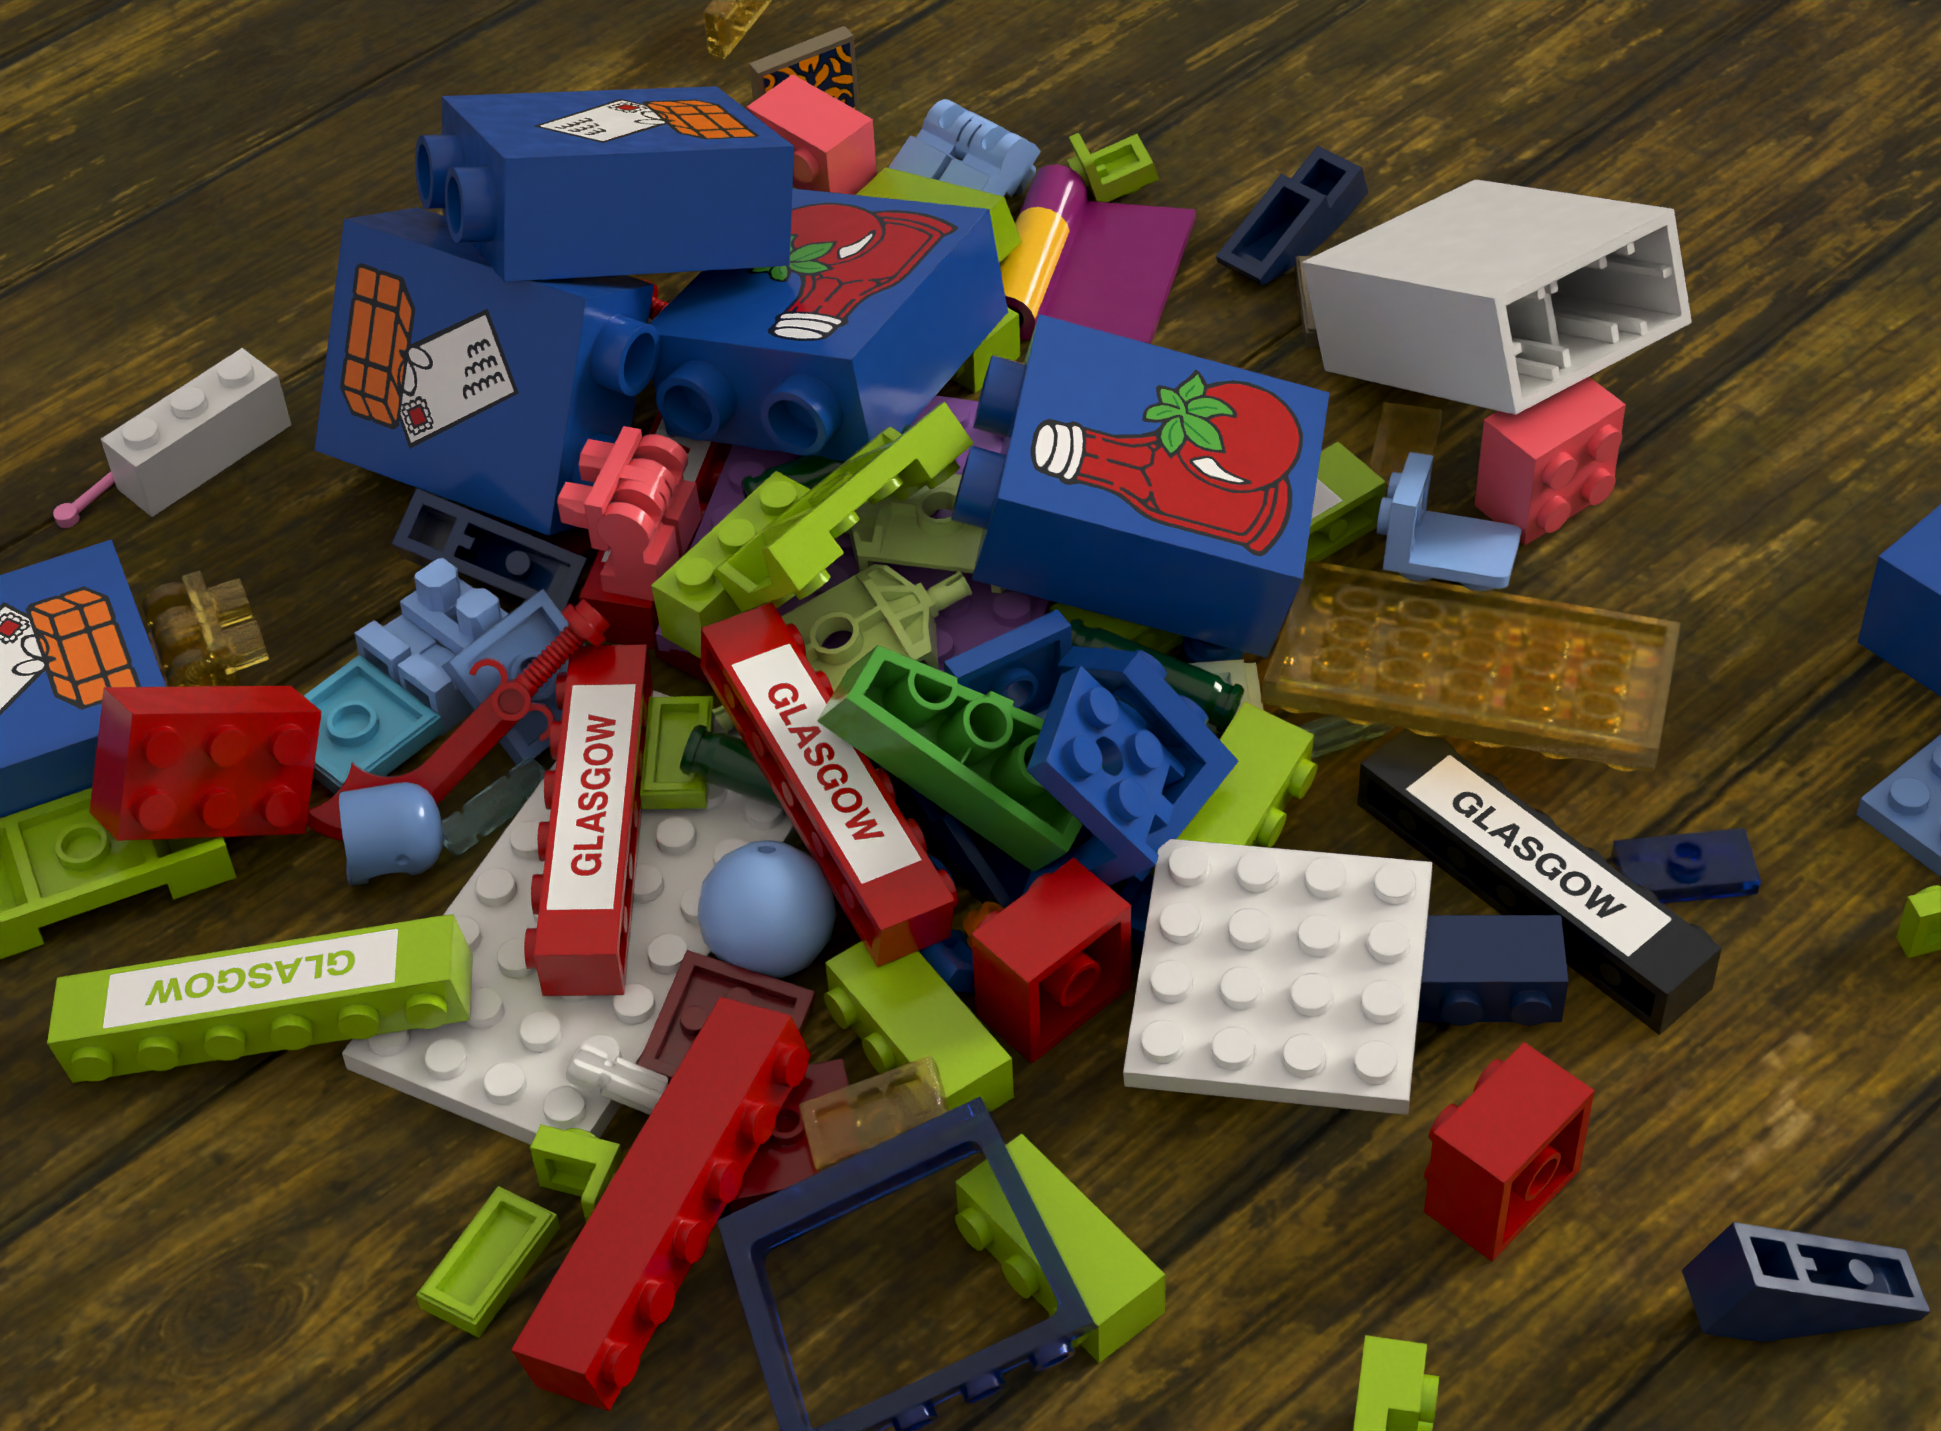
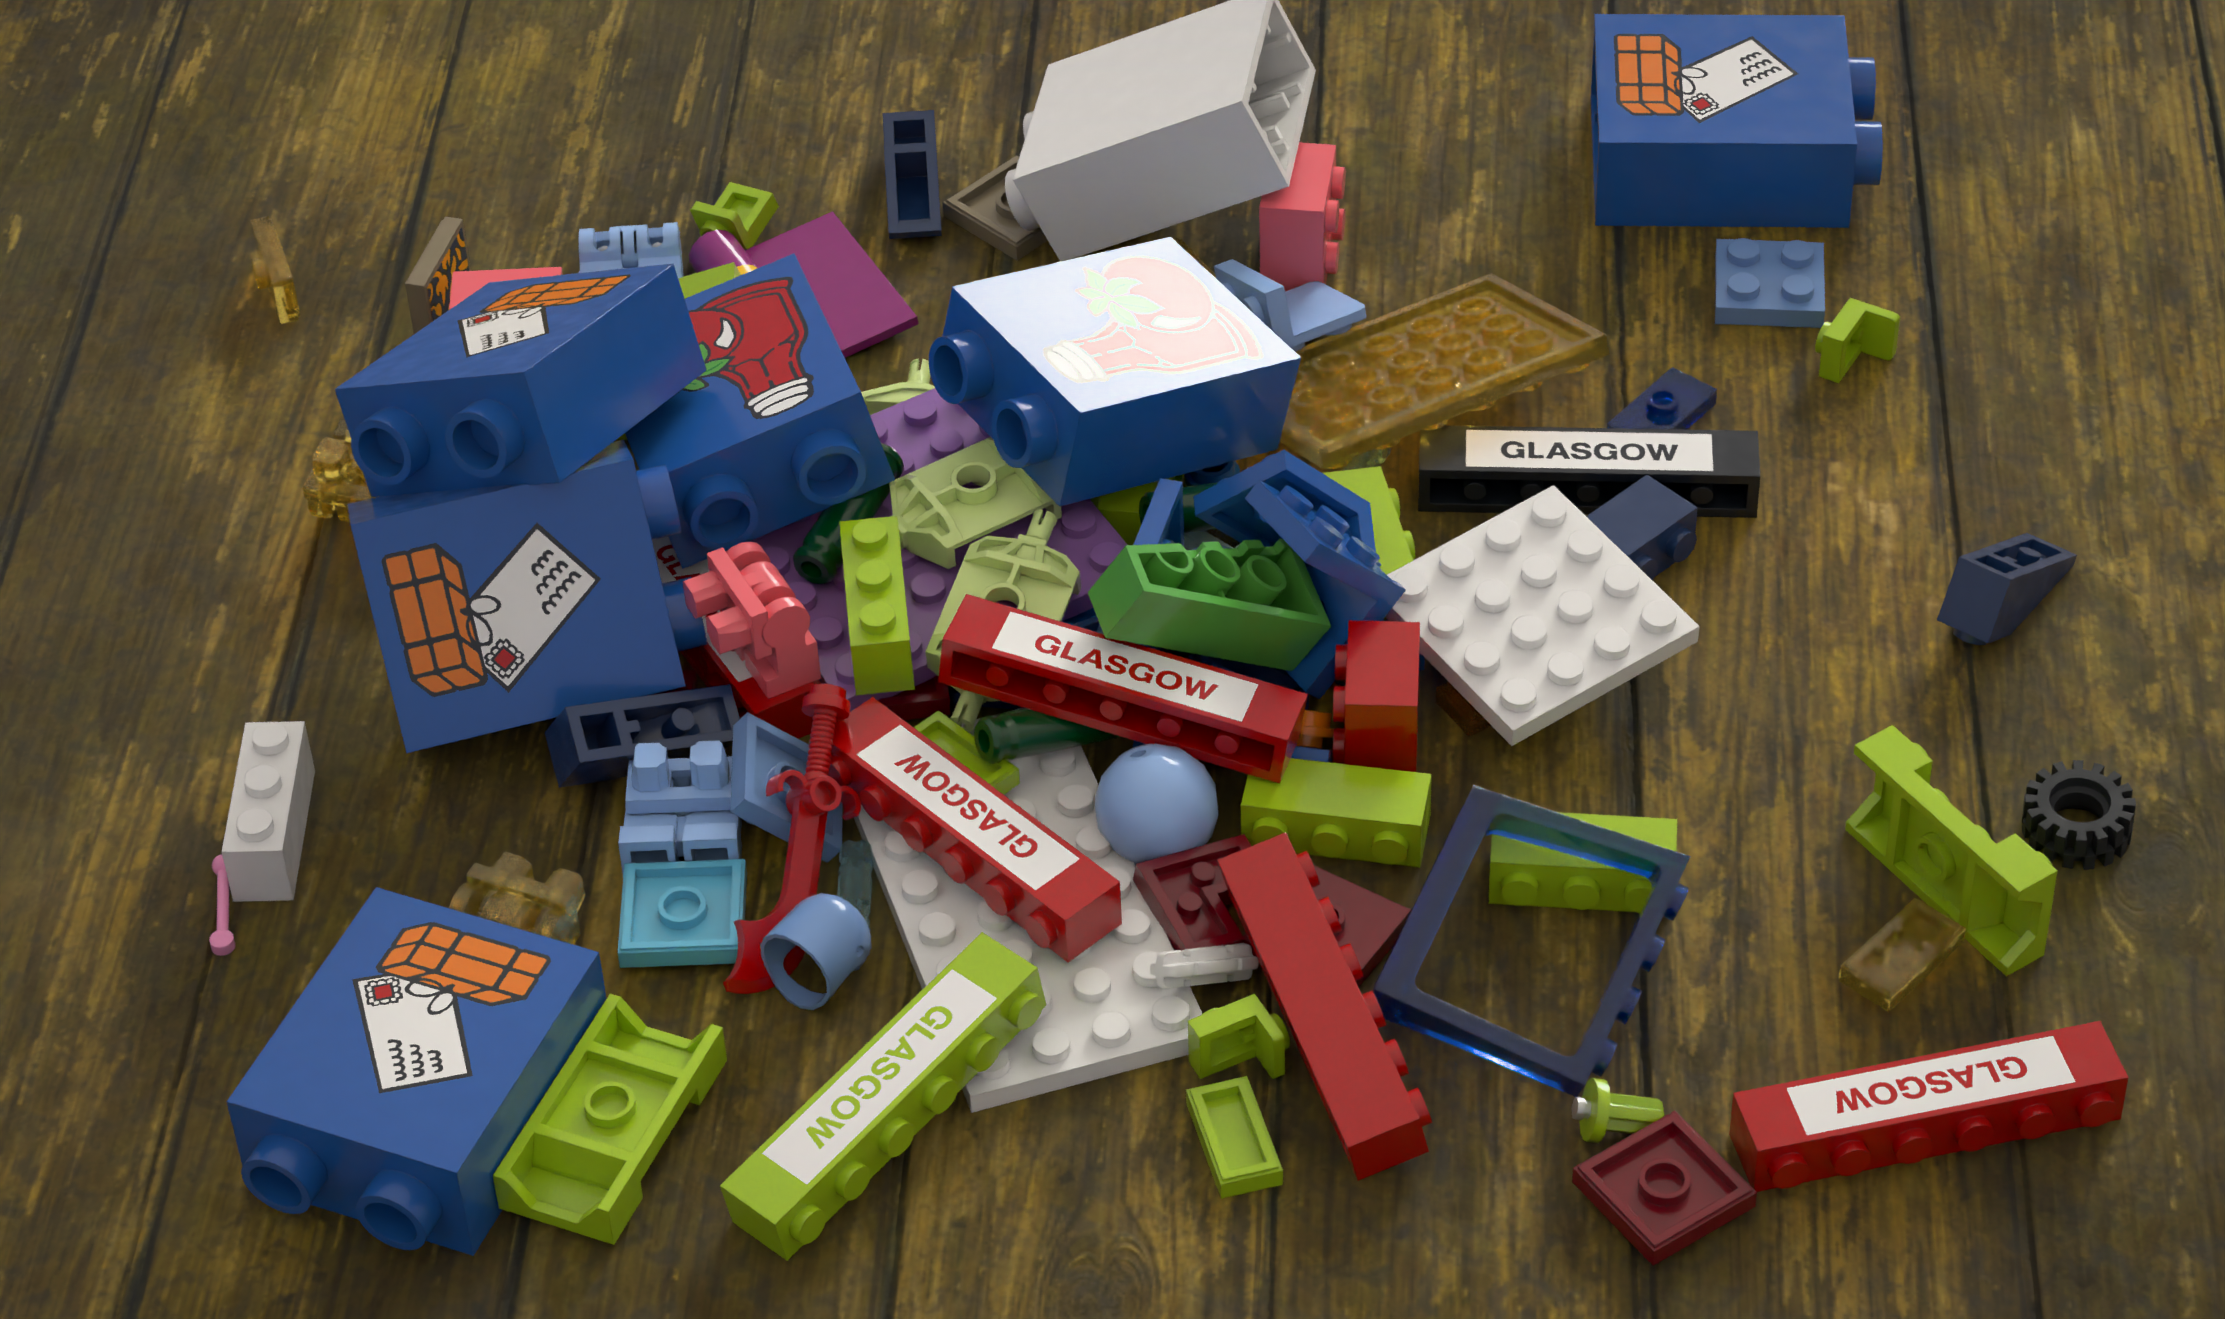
camera: 45 degrees left, 5 degrees down
(204, 761) = (659, 973): red brick -> none
(800, 543) = (938, 511): lime piece -> none
(872, 1111) = (1390, 864): clear yellow plate -> none
(1506, 1149) = (1778, 619): red brick -> none

